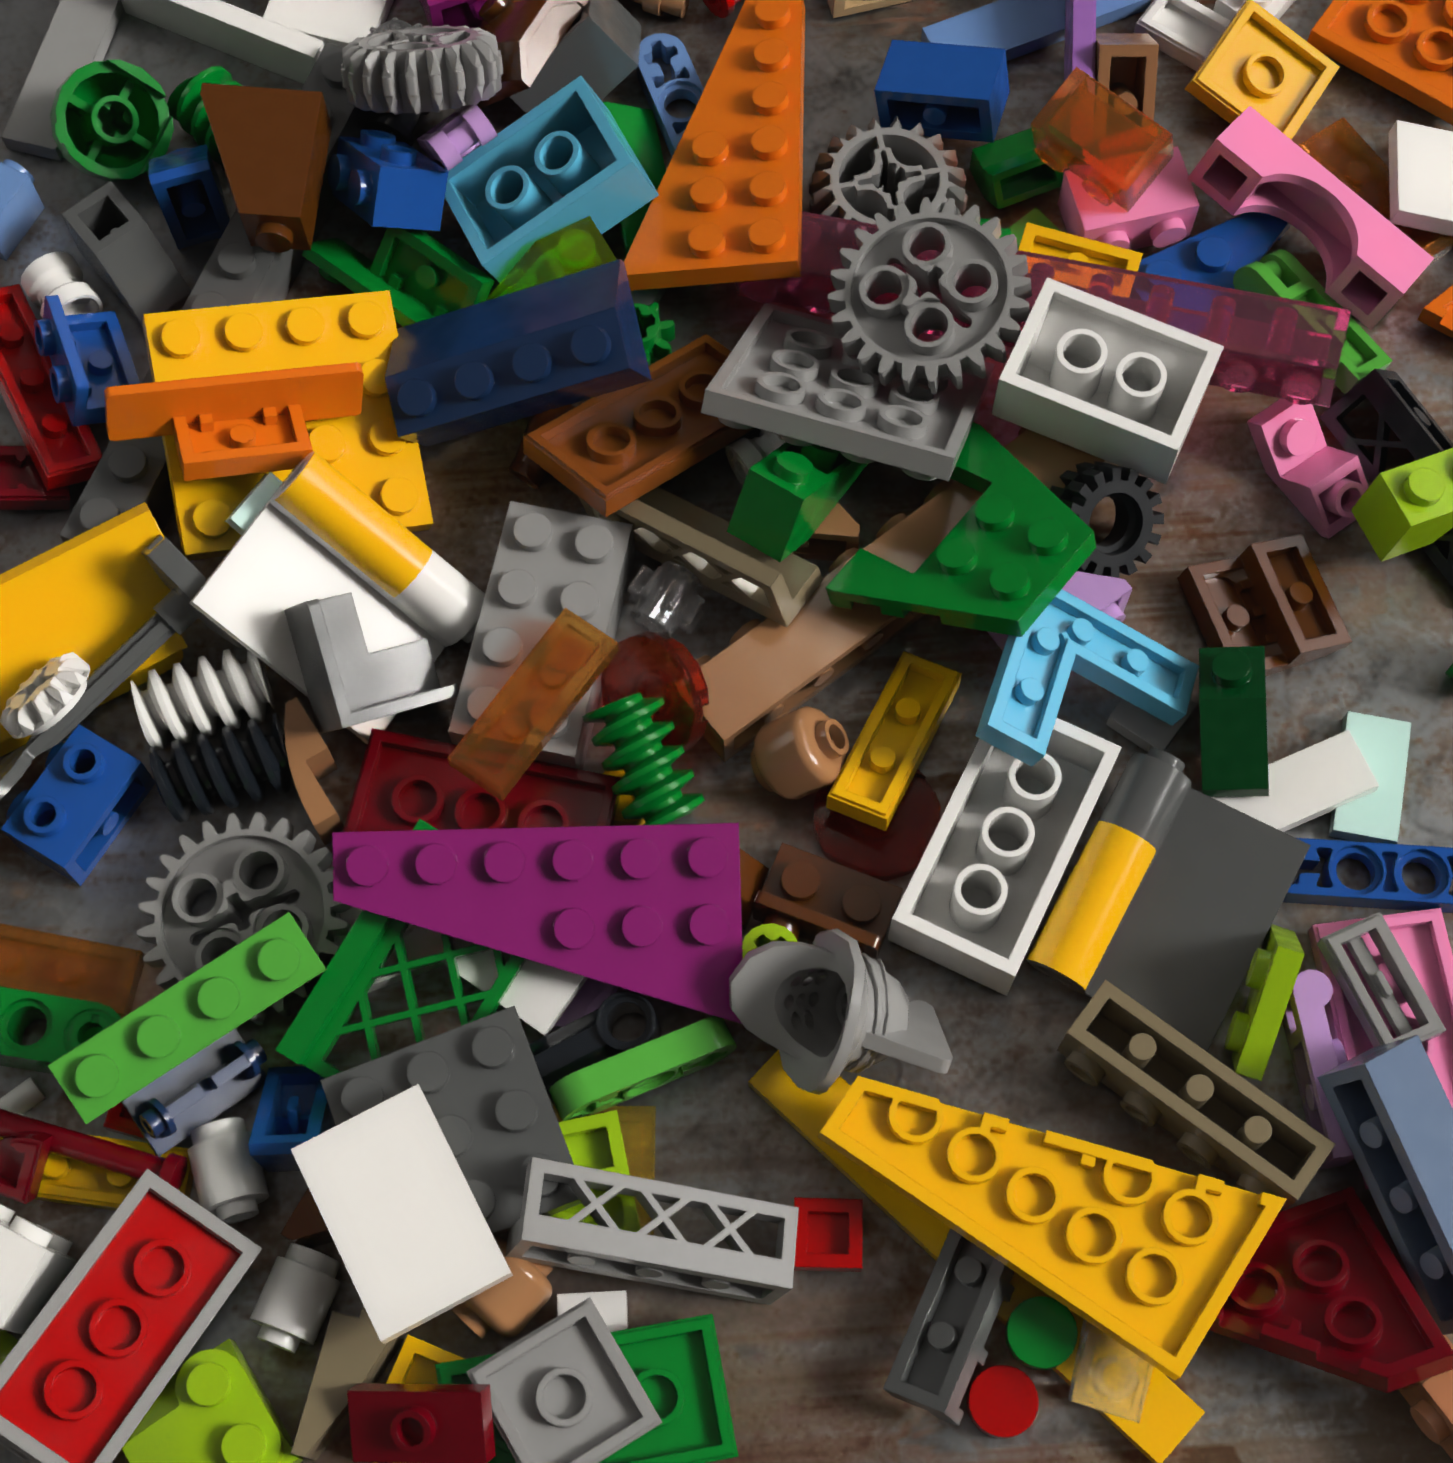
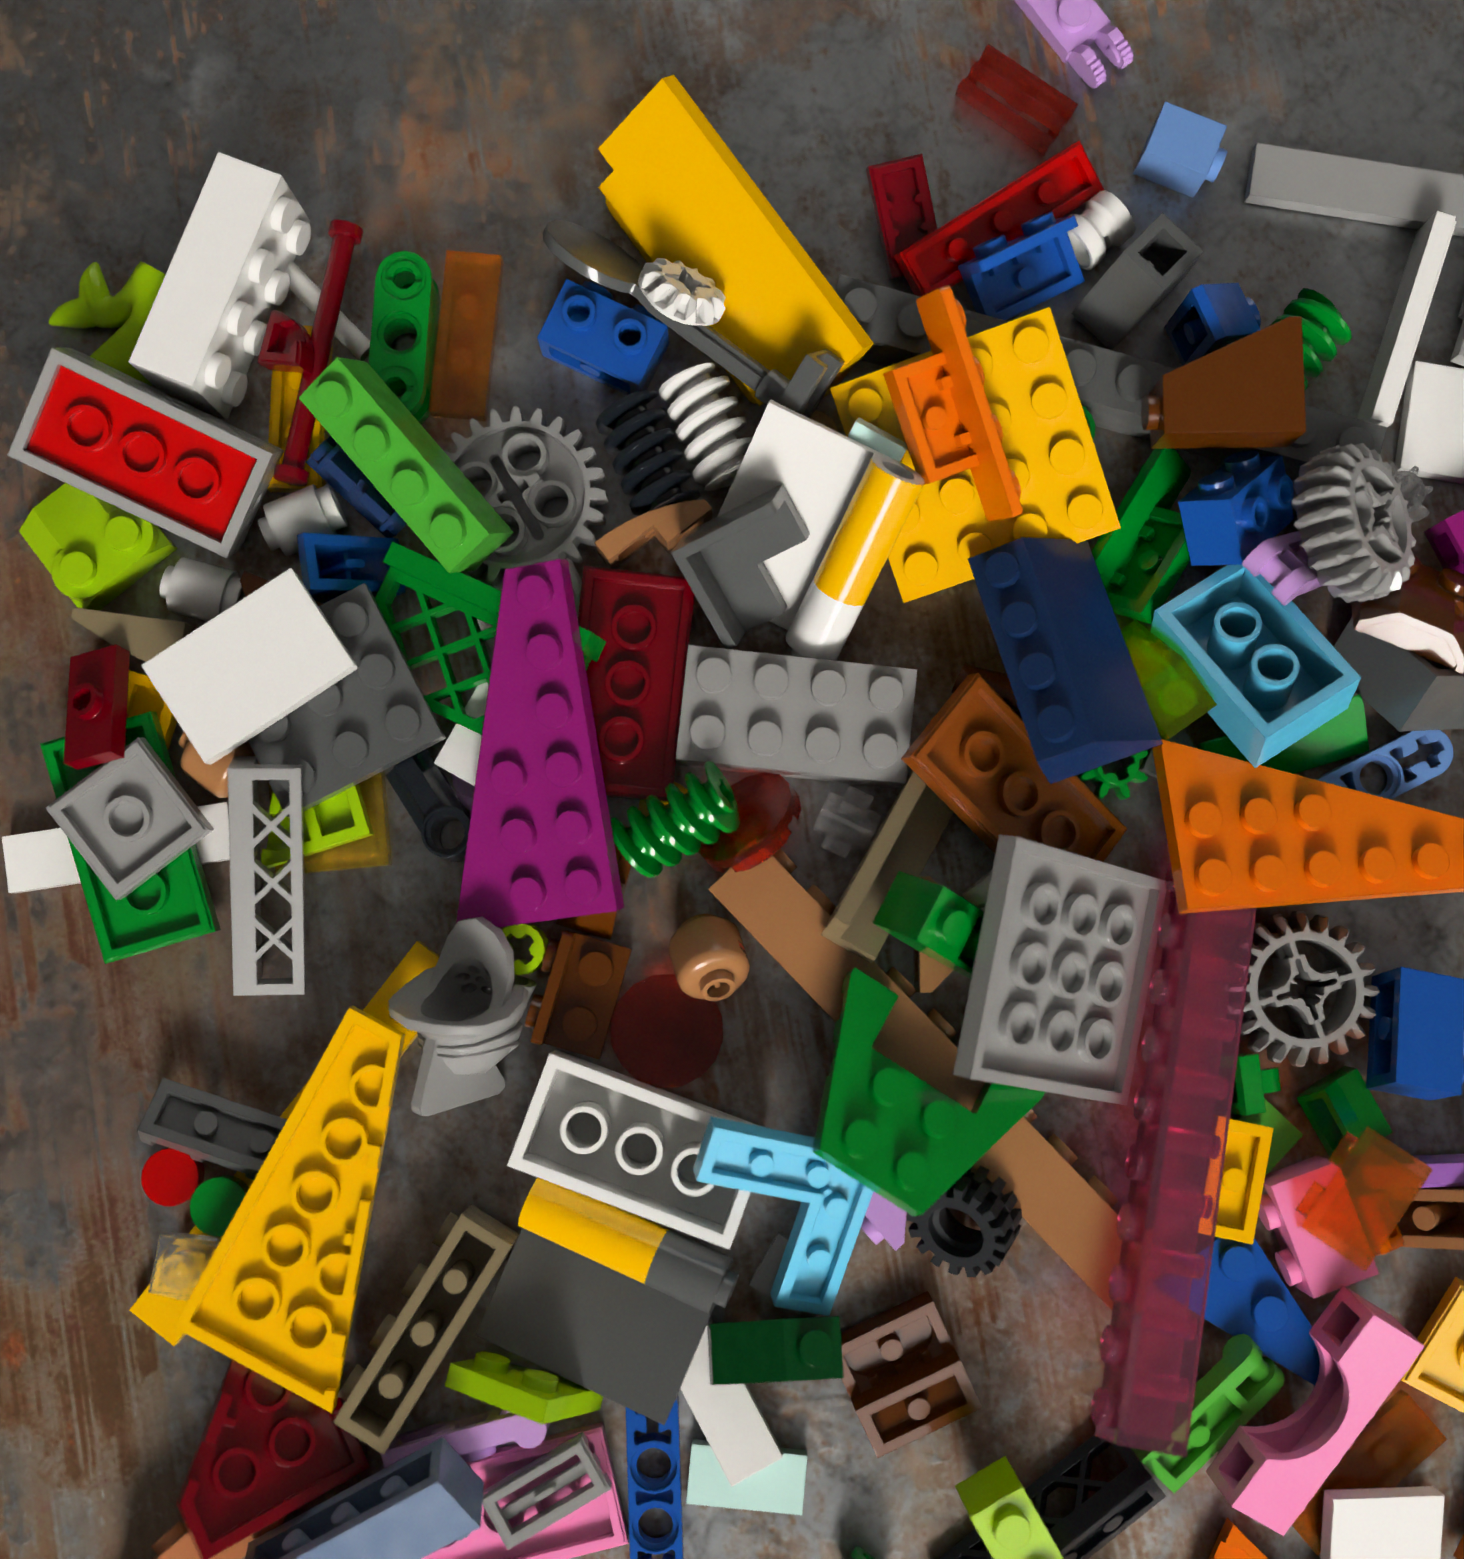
camera: 80 degrees right, 15 degrees up
(111, 120) = (1275, 240): green cylinder -> none
(533, 704) = (713, 716): clear orange tile -> none
(642, 1068) = (408, 847): bright green beam -> none
(829, 1234) = (293, 1021): red plate -> none
(893, 741) = (734, 1041): yellow tile -> none
(968, 258) = (1203, 1076): light grey gear -> none
(1105, 380) = (1092, 1219): white slope -> none
(1313, 476) = (1047, 1416): bright pink slope -> none

